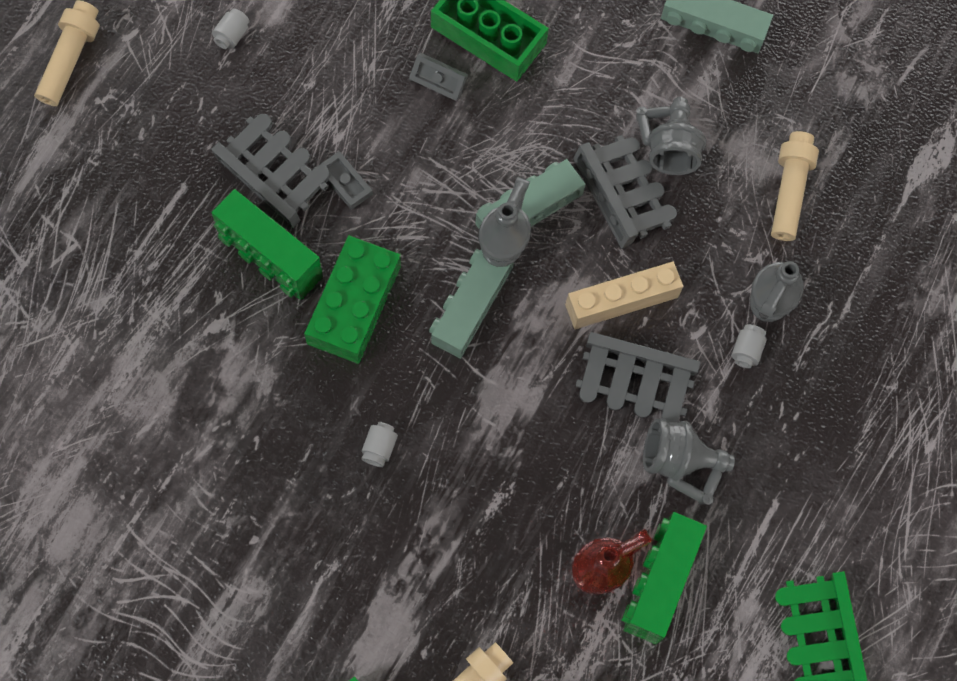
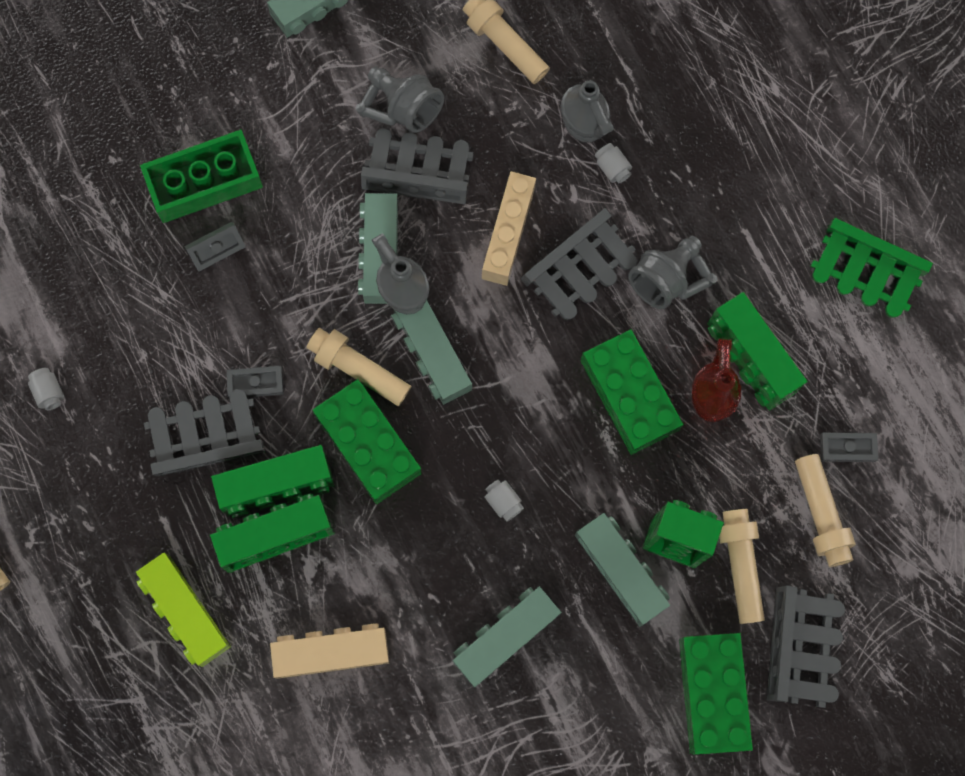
camera: 55 degrees left, 5 degrees up
(115, 246) = (182, 609): none -> lime brick
(152, 385) = (329, 652): none -> tan brick
(222, 272) = (271, 533): none -> green brick
(259, 522) = (505, 637): none -> sand green brick
(384, 585) = (622, 569): none -> sand green brick
(413, 222) = (332, 350): none -> tan piece
(442, 609) = (683, 534): none -> green brick
(550, 492) = (631, 392): none -> green brick

